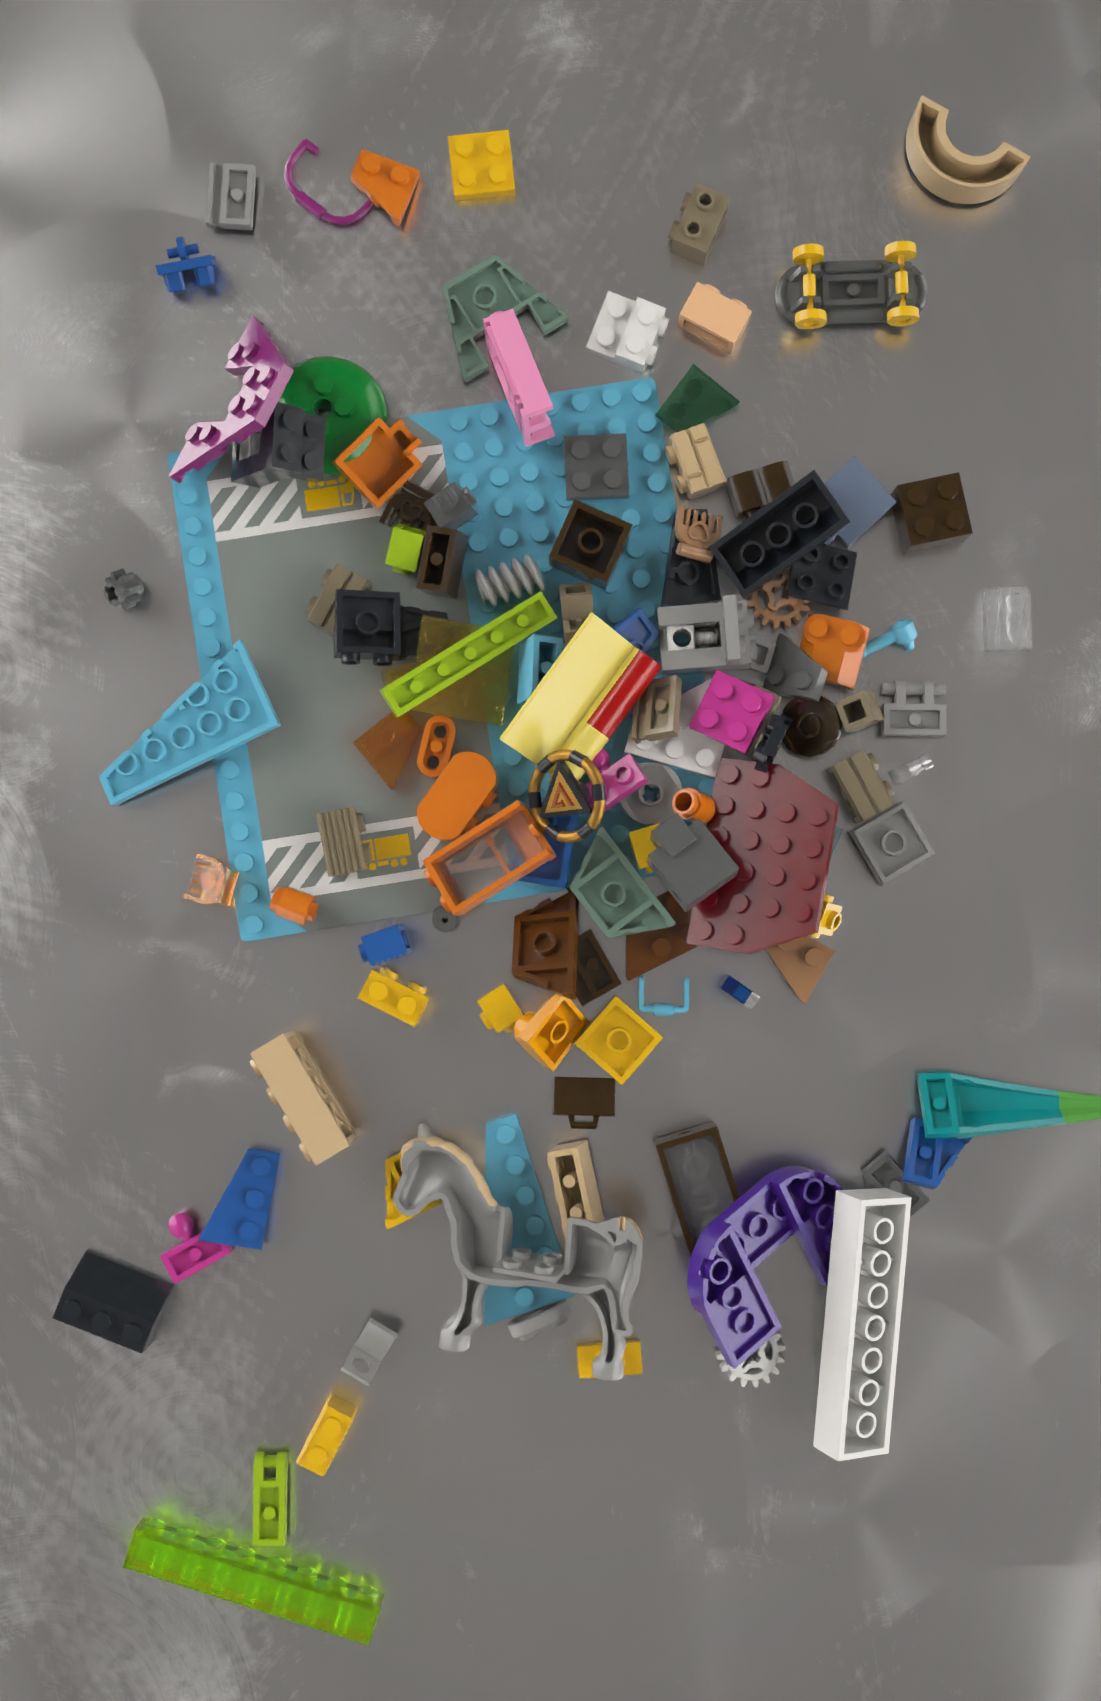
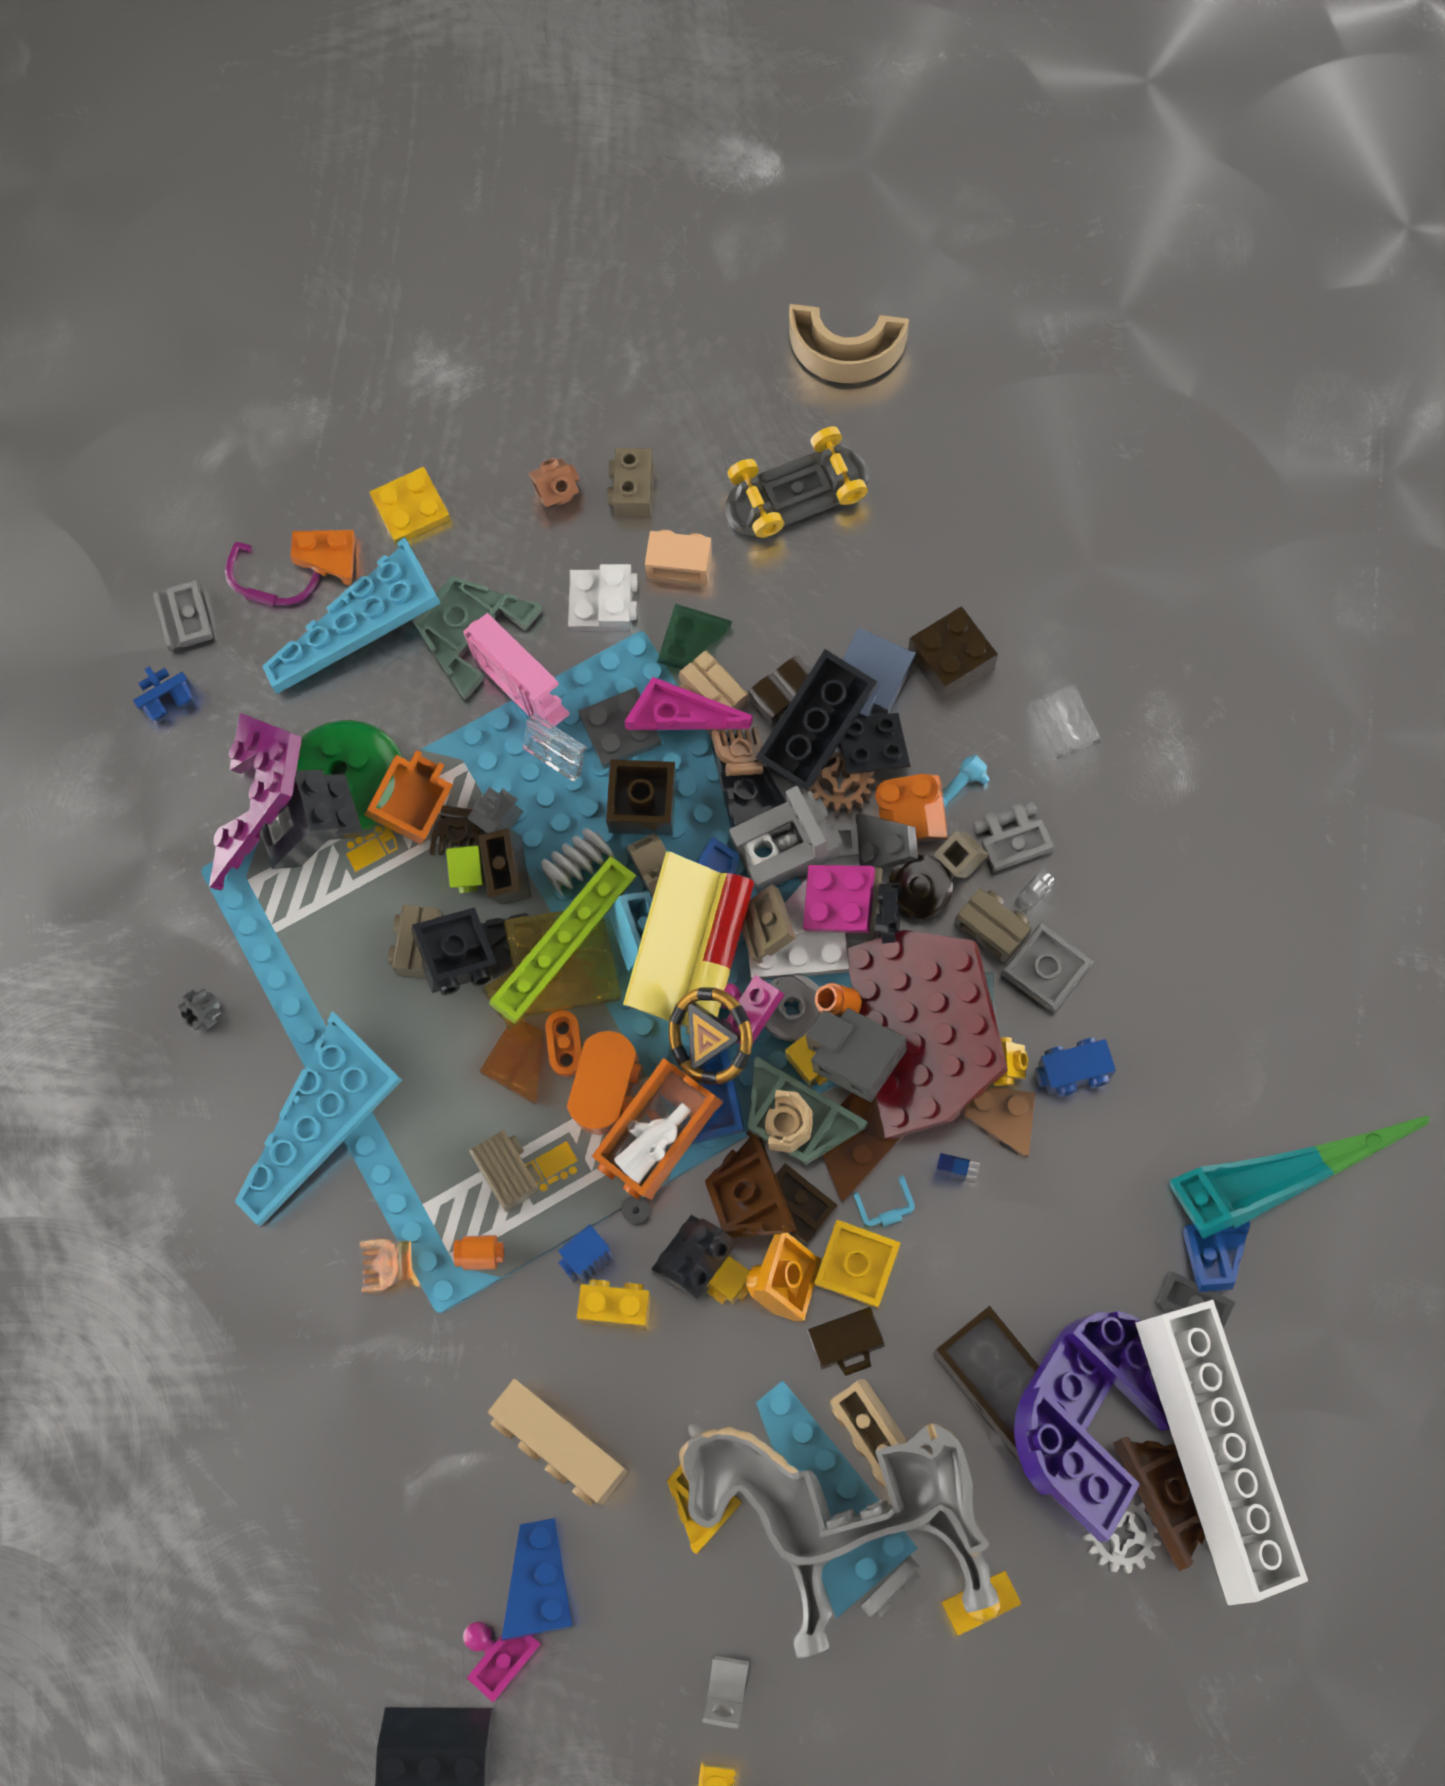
camera: 15 degrees left, 15 degrees down
(397, 261) = (360, 615): none -> medium azure wing
(478, 872) = (651, 1143): none -> white piece
(479, 981) = (694, 1255): none -> black plate
(528, 464) = (554, 747): none -> clear plate
(606, 900) = (789, 1122): none -> tan hair
(626, 195) = (555, 482): none -> nougat brick
(652, 469) = (674, 708): none -> dark pink wing
(800, 1338) = (1165, 1495): none -> reddish brown wing
(872, 943) = (1075, 1067): none -> blue brick

